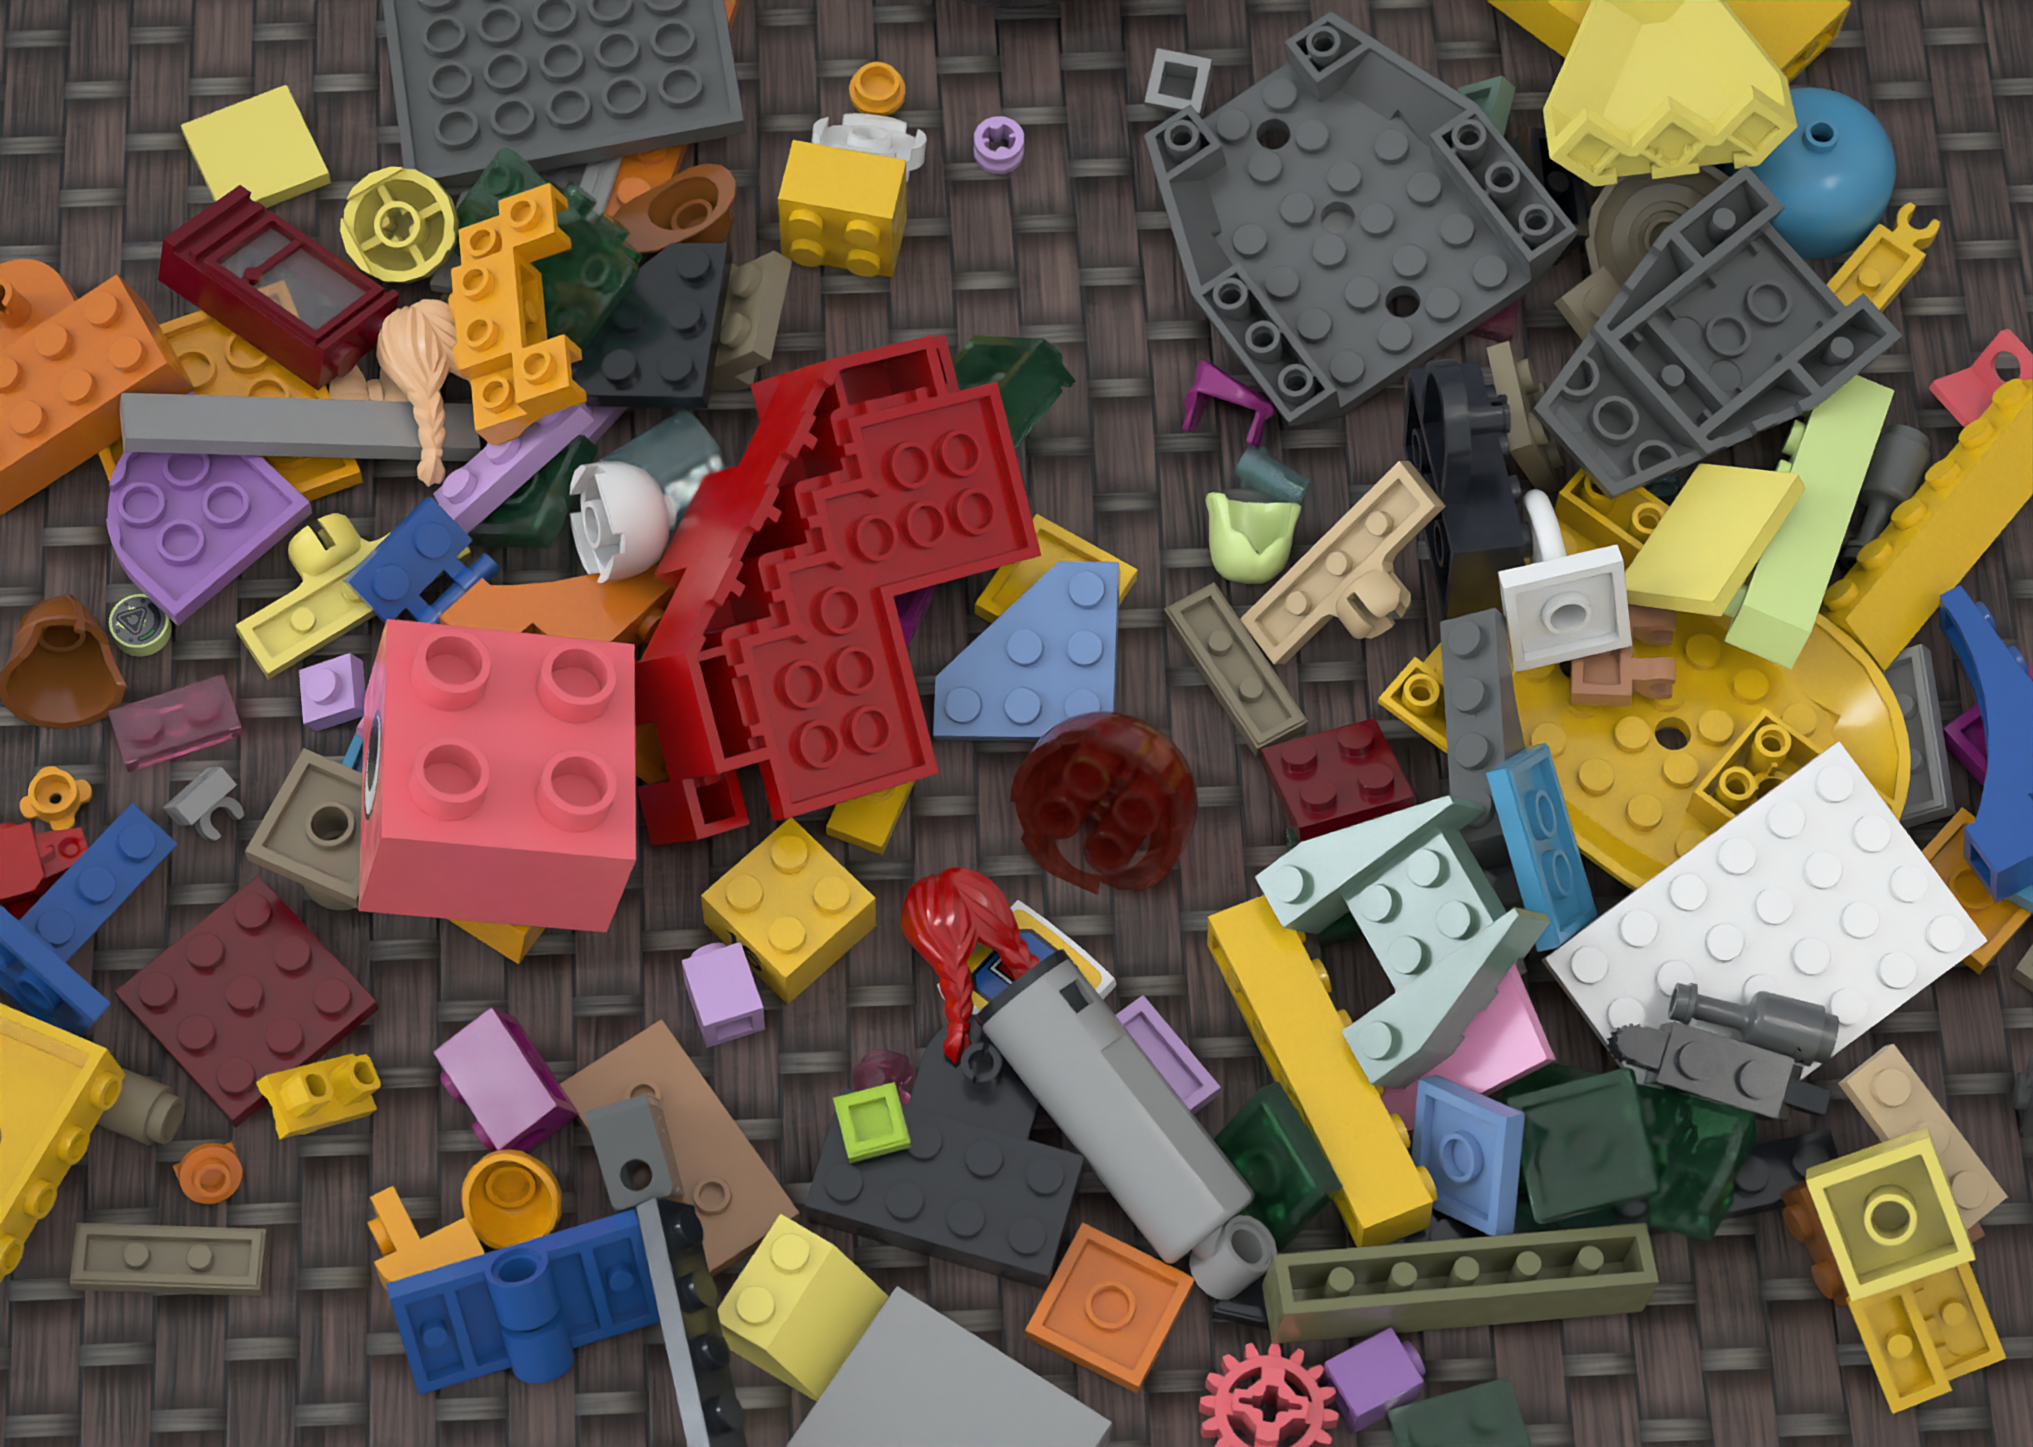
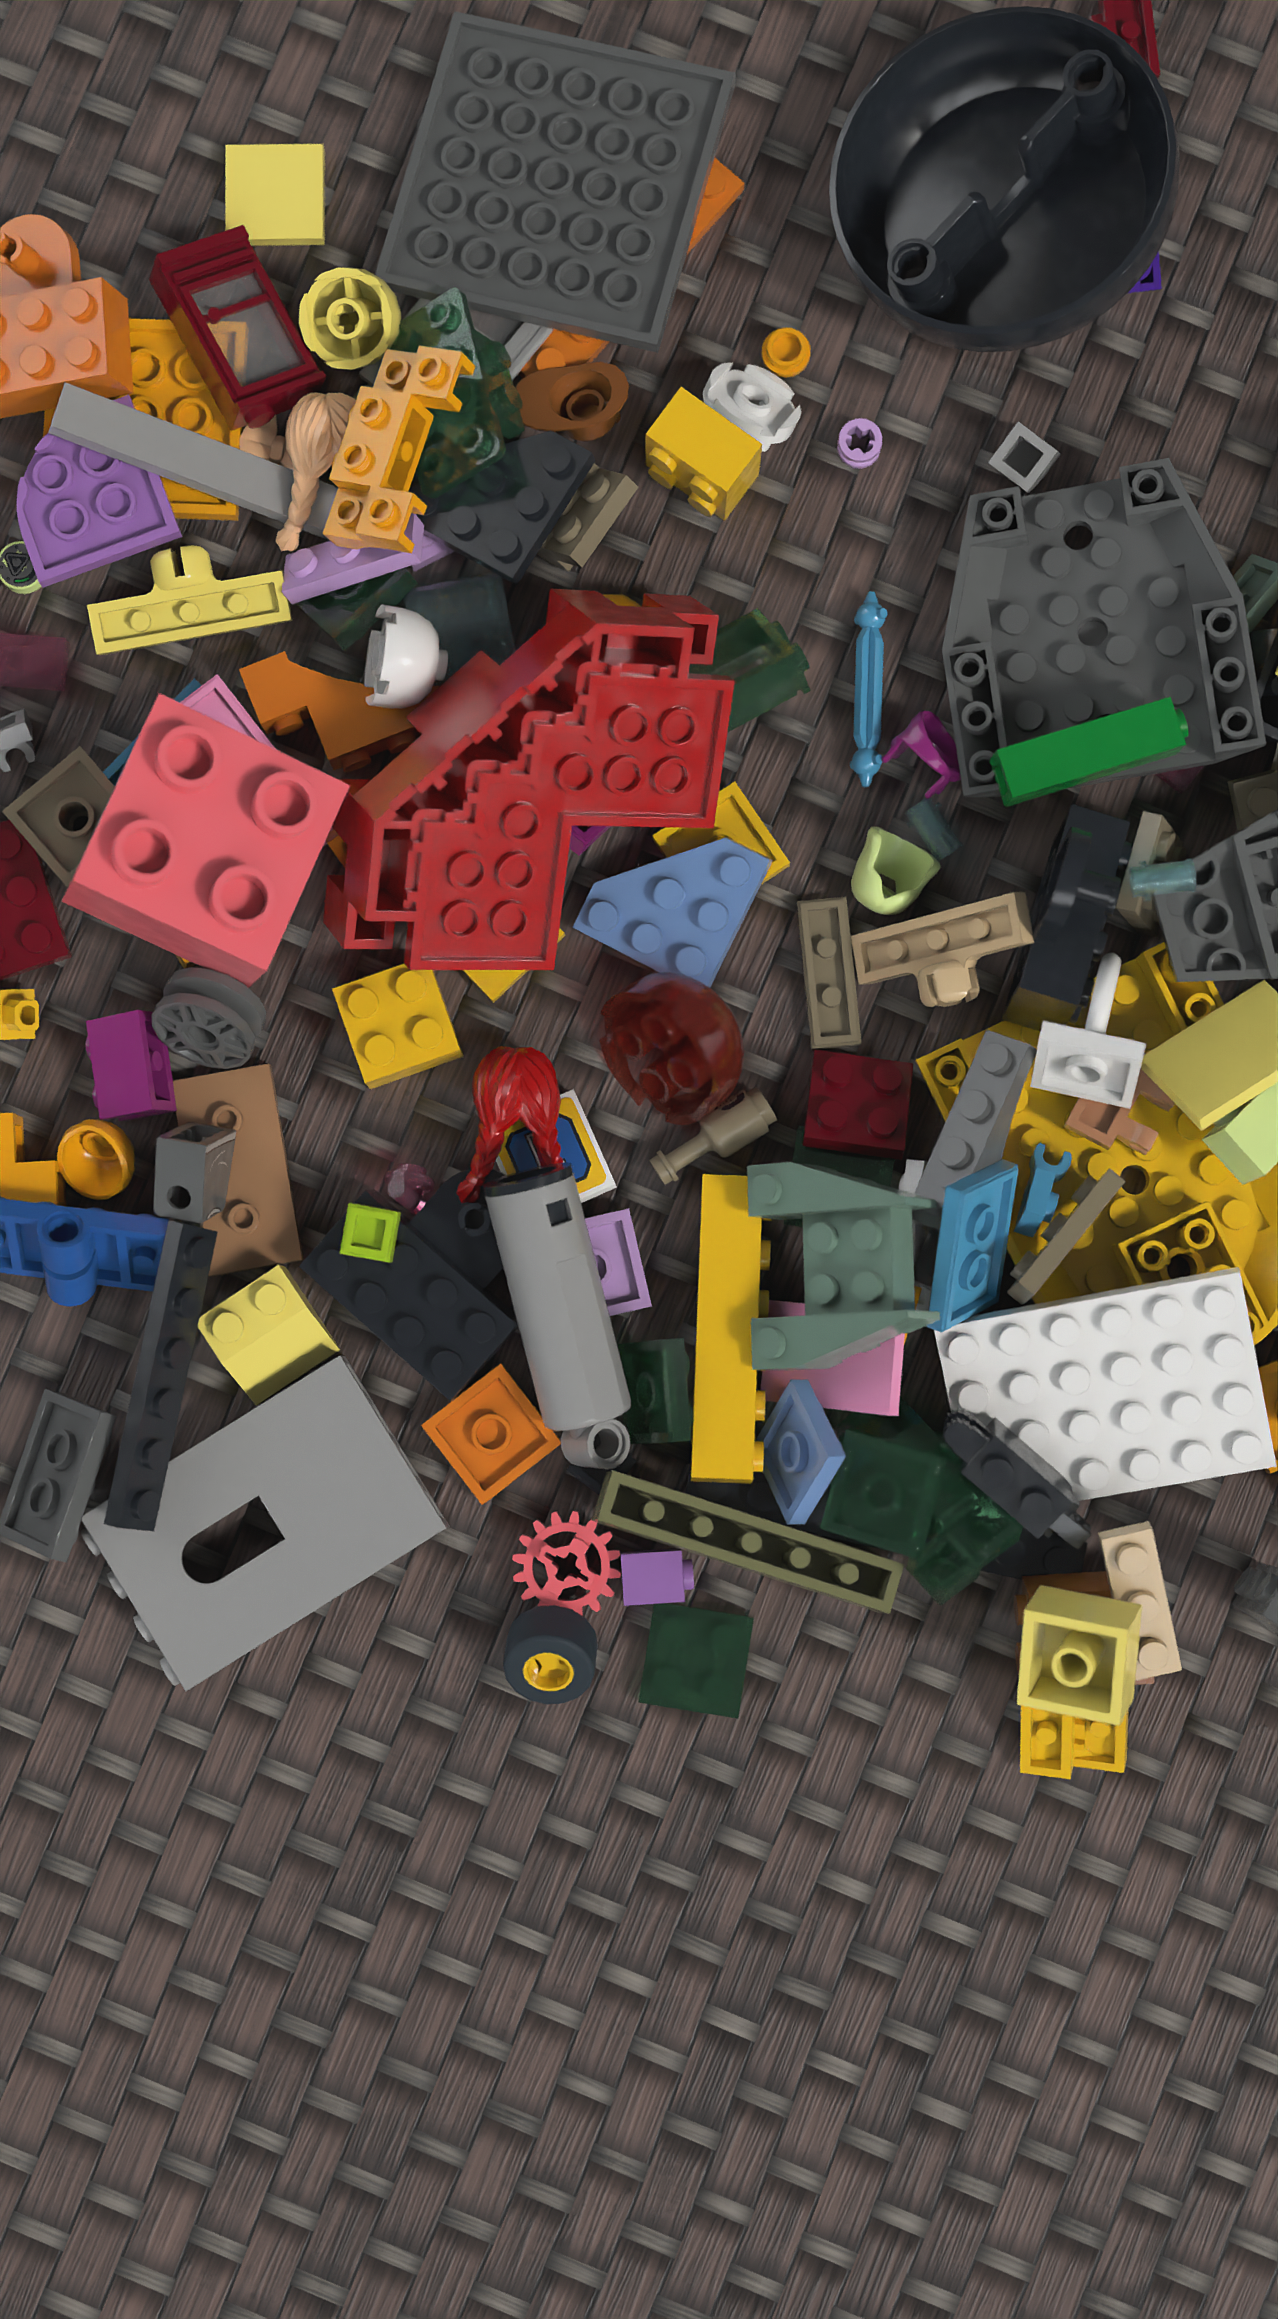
camera: 30 degrees right, 20 degrees up
(332, 692) = (138, 688): lavender plate -> none
(411, 559) = (236, 612): blue plate -> none
(575, 986) = (209, 1018): none -> dark grey wheel
(723, 993) = (321, 1064): lavender brick -> none
(1131, 371) = (868, 689): none -> dark azure wheel
(1204, 873) = (722, 1130): none -> dark tan piece
(1397, 316) = (1089, 751): none -> green brick
(1544, 393) = (1162, 878): none -> clear light blue pin
(1583, 779) = (1038, 1201): none -> dark azure plate
(1630, 802) = (1063, 1234): none -> dark tan plate
(1768, 1022) = (1072, 1459): dark grey piece -> none

